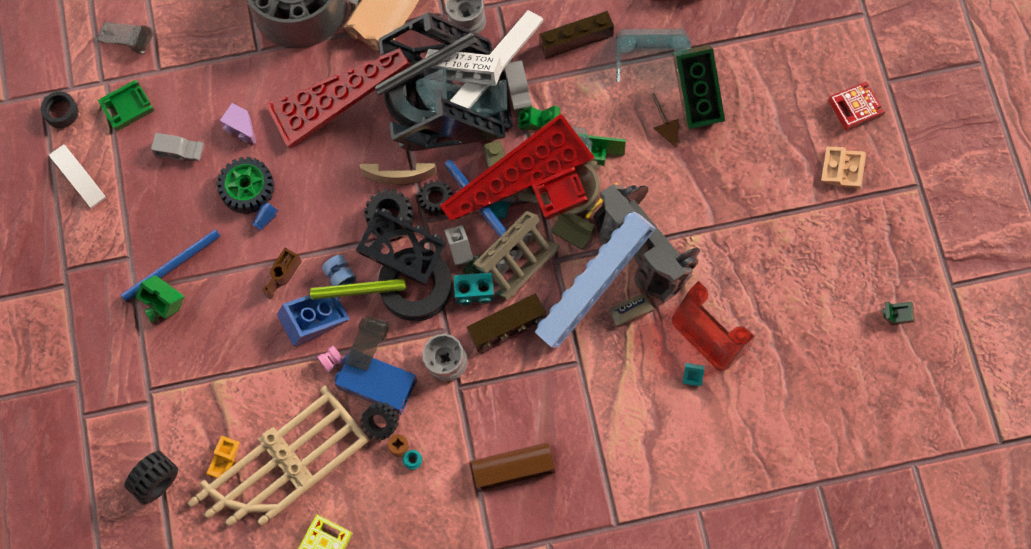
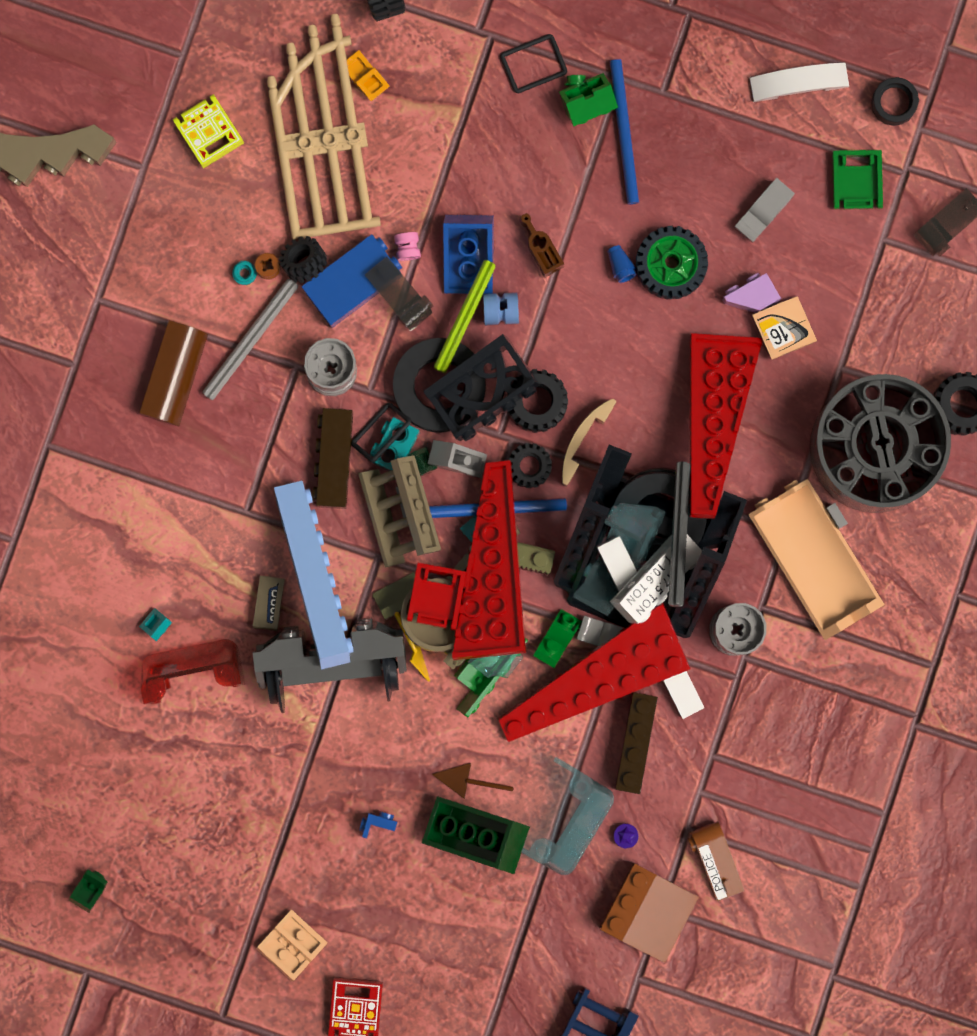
camera: 115 degrees right, 15 degrees up
(146, 365) = (542, 81): none -> black piece
(251, 94) = (784, 328): none -> slope
(457, 428) = (250, 339): none -> light grey axle
(473, 288) = (390, 441): none -> black piece
(546, 73) = (621, 666): none -> red wing
(638, 12) = (626, 835): none -> dark purple tile
(726, 156) = (384, 820): none -> blue bracket

